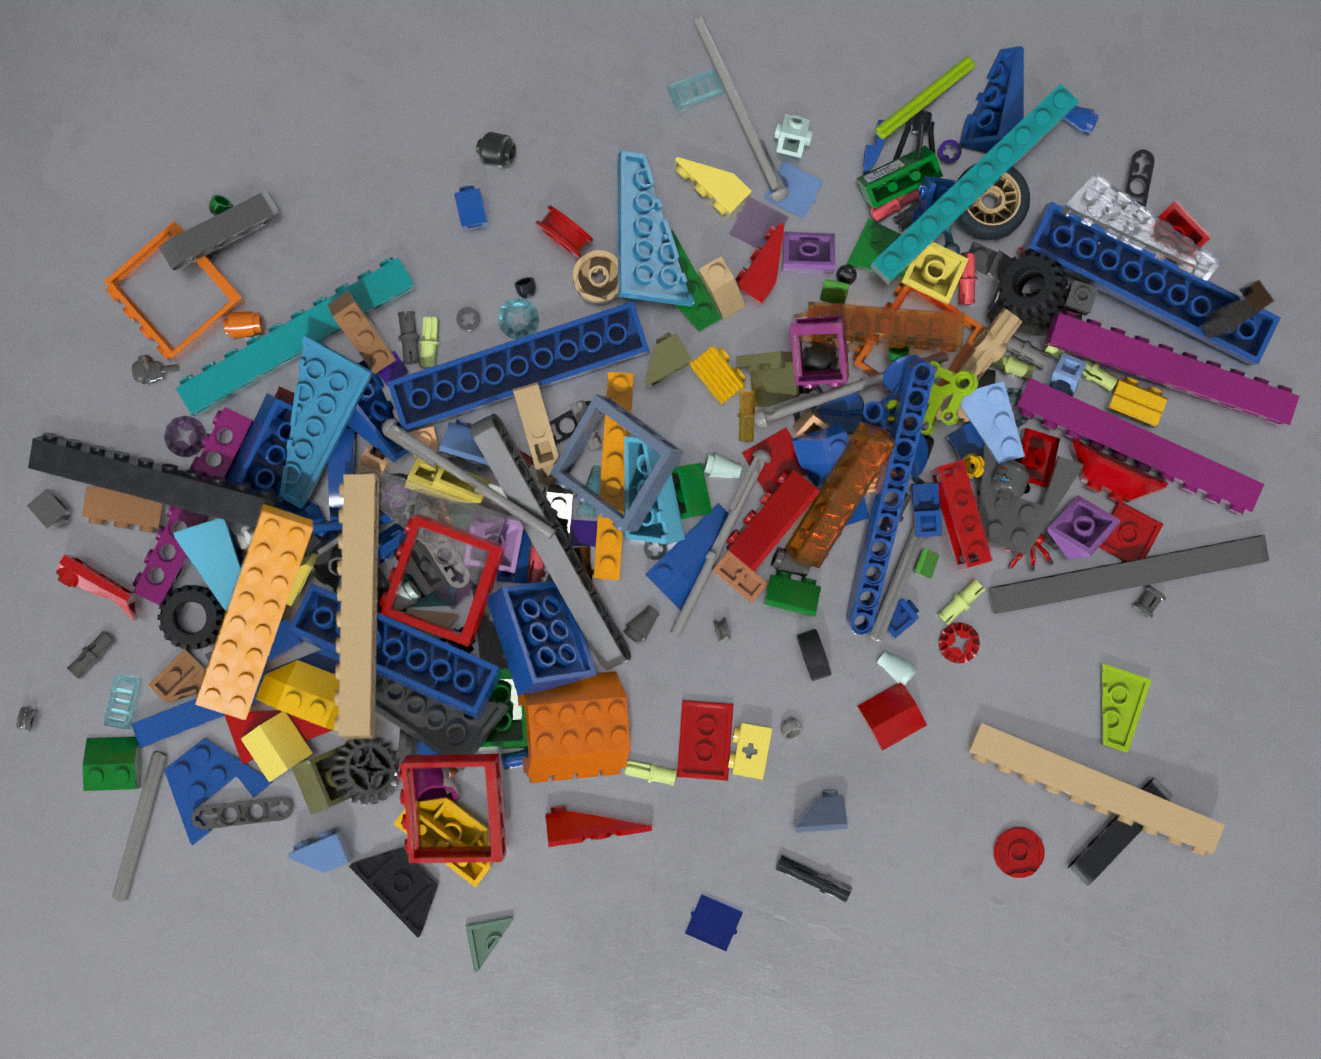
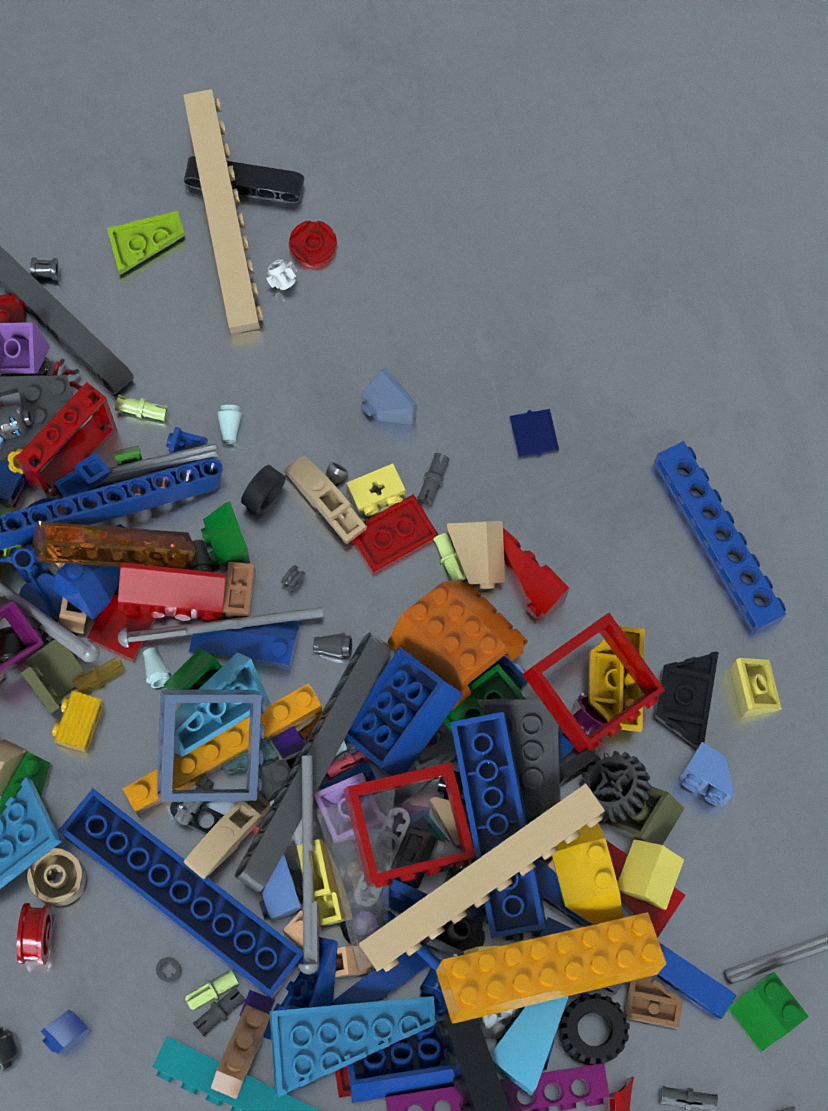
camera: 125 degrees left, 15 degrees down
(108, 719) = (730, 1030): clear light blue slope -> none
(201, 775) = (718, 927): blue wing -> none
(242, 813) = (728, 866): dark grey beam -> none
(369, 948) = (755, 686): none -> light yellow slope
(476, 999) = (680, 485): none -> blue brick
(484, 937) = (677, 601): sand green tile -> none
(520, 330) = (148, 935): clear light blue gear -> none
(525, 286) = (107, 938): black hinge -> none
(638, 800) = (480, 551): none -> tan slope
(649, 553) = (270, 678): dark grey bush -> none
(667, 359) = (92, 770): olive slope -> none
(730, 807) = (433, 478): none -> dark grey pin
(772, 702) = (326, 498): none -> tan slope
(823, 883) = (444, 380): black pin -> none
(892, 715) = (270, 404): red slope -> none
(947, 639) = (177, 400): red gear -> none
(1004, 803) = (281, 274): none -> white gear

